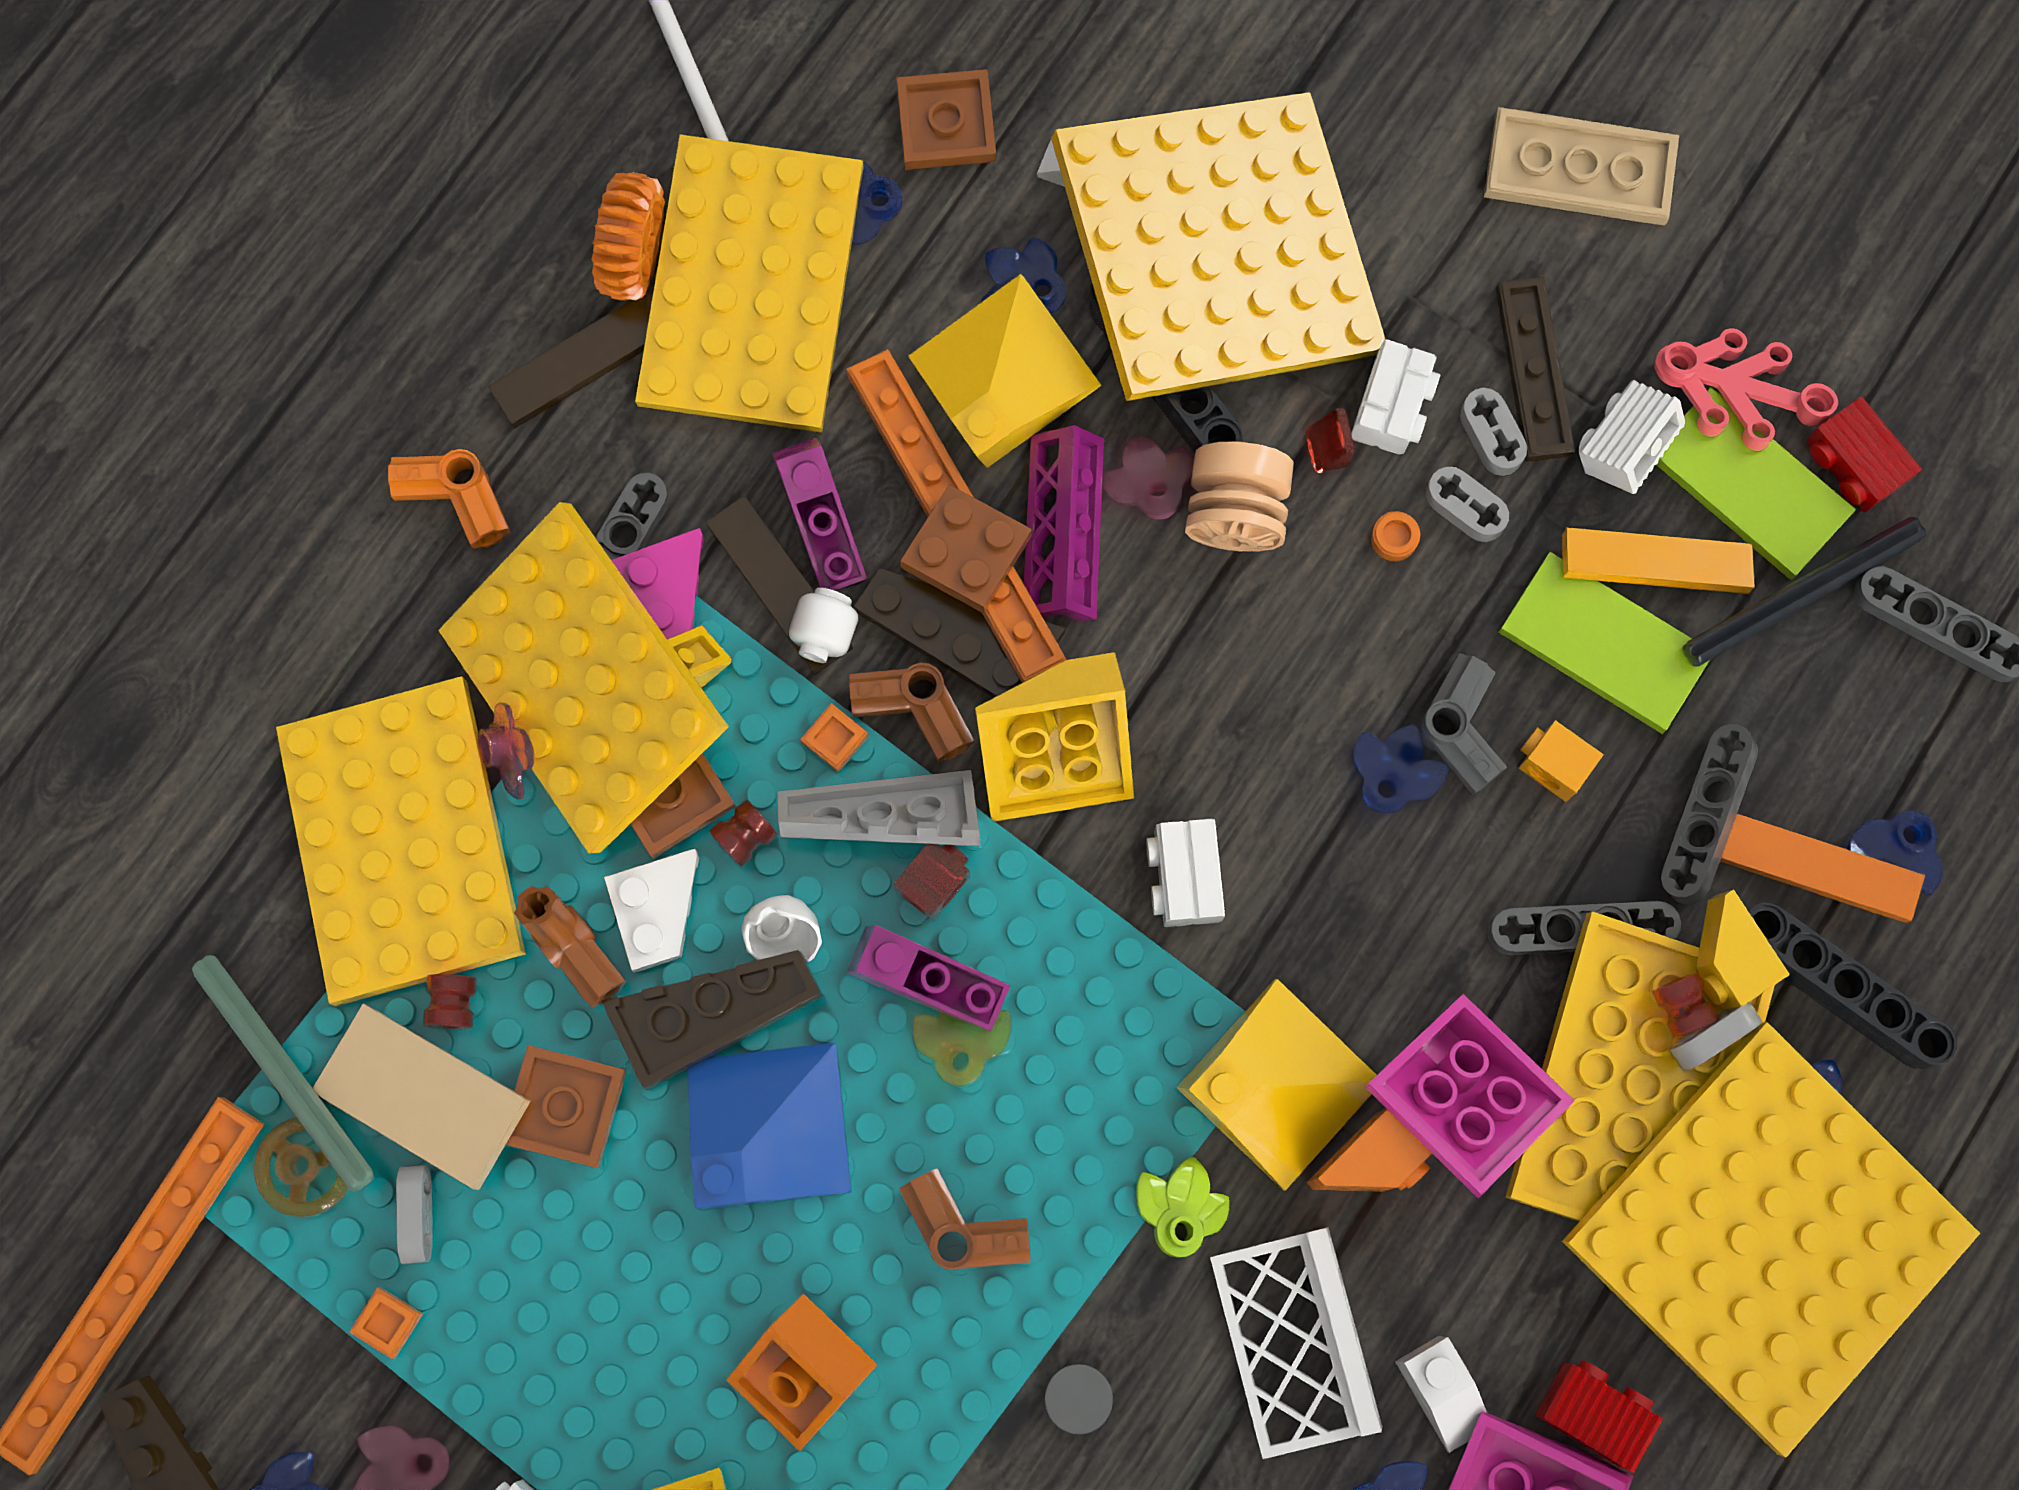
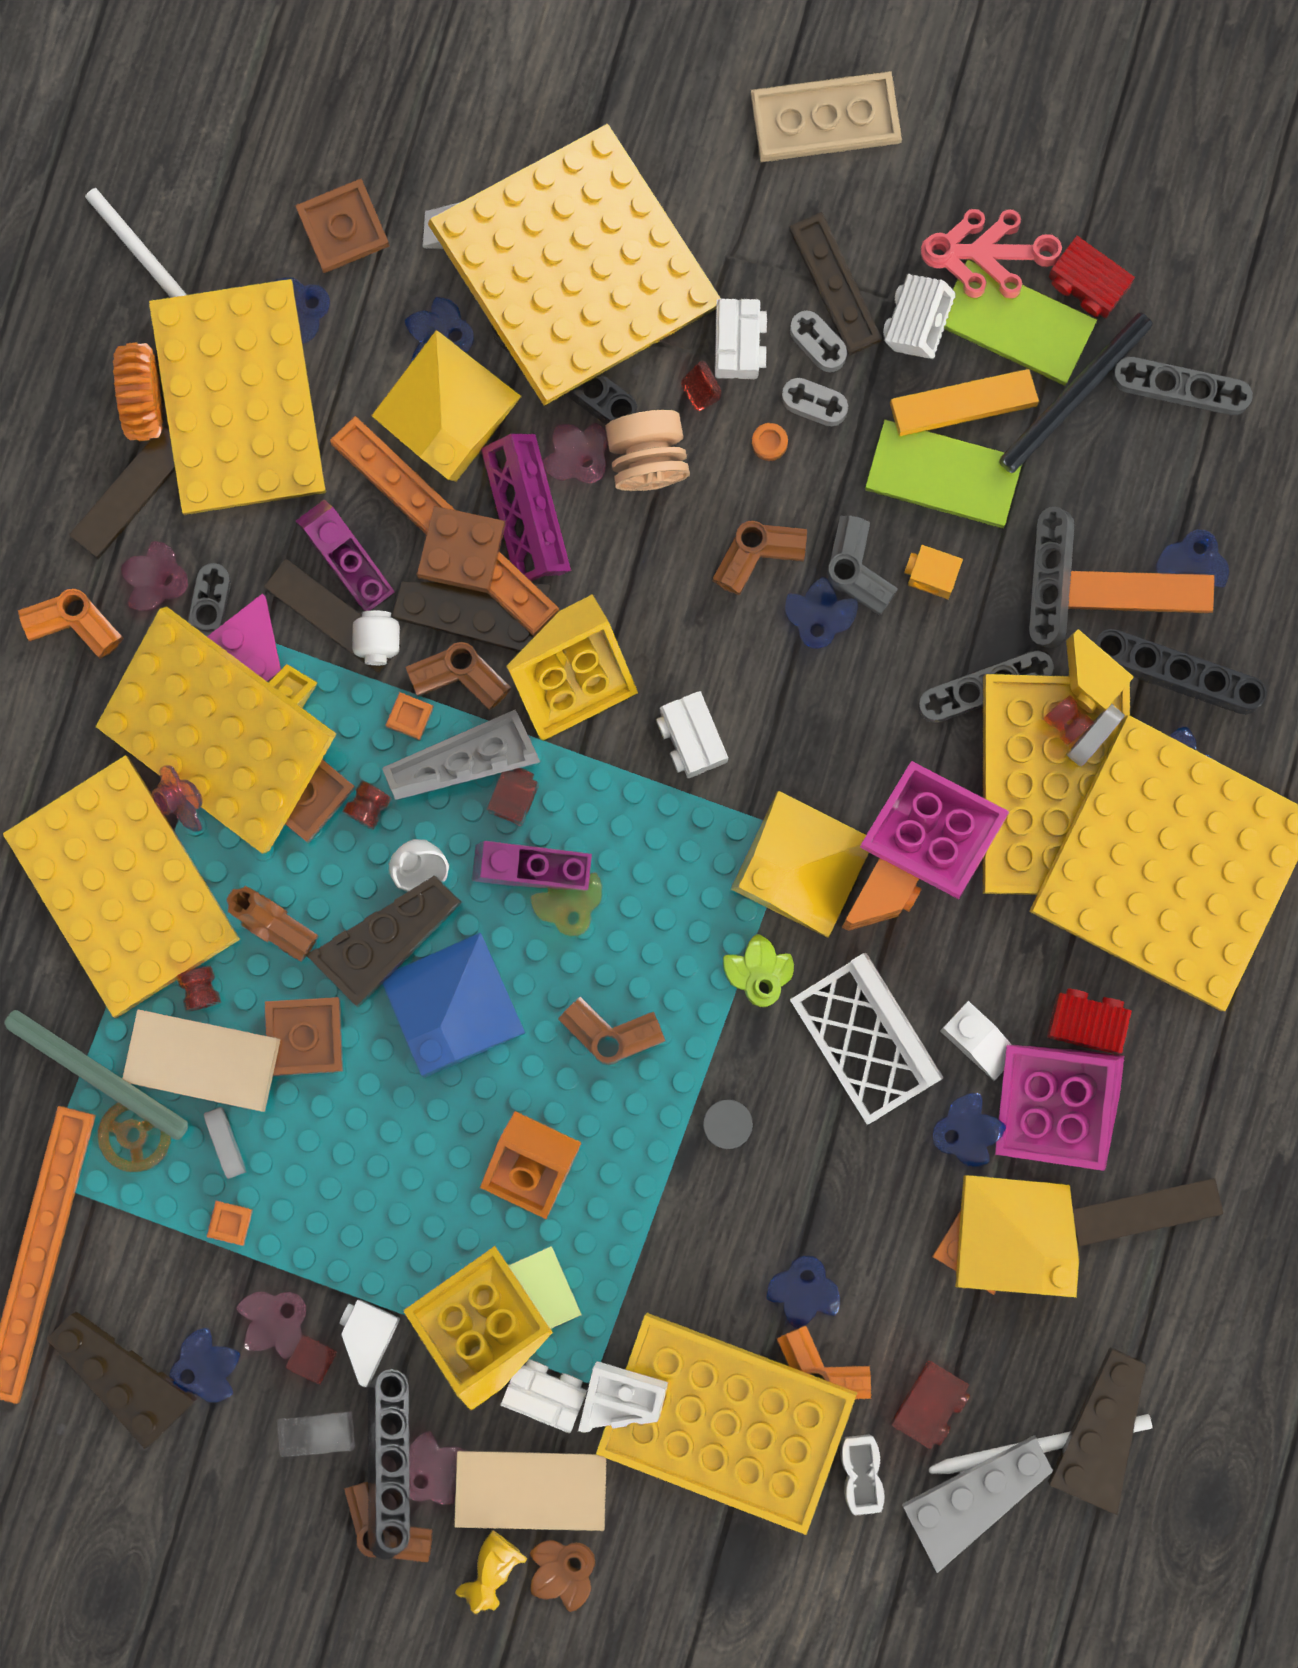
camera: 15 degrees left, 5 degrees up
(570, 466) = (149, 577): none -> clear pink plate
(653, 908) = (320, 878): white wing -> none
(1317, 670) = (740, 560): none -> dark orange piece

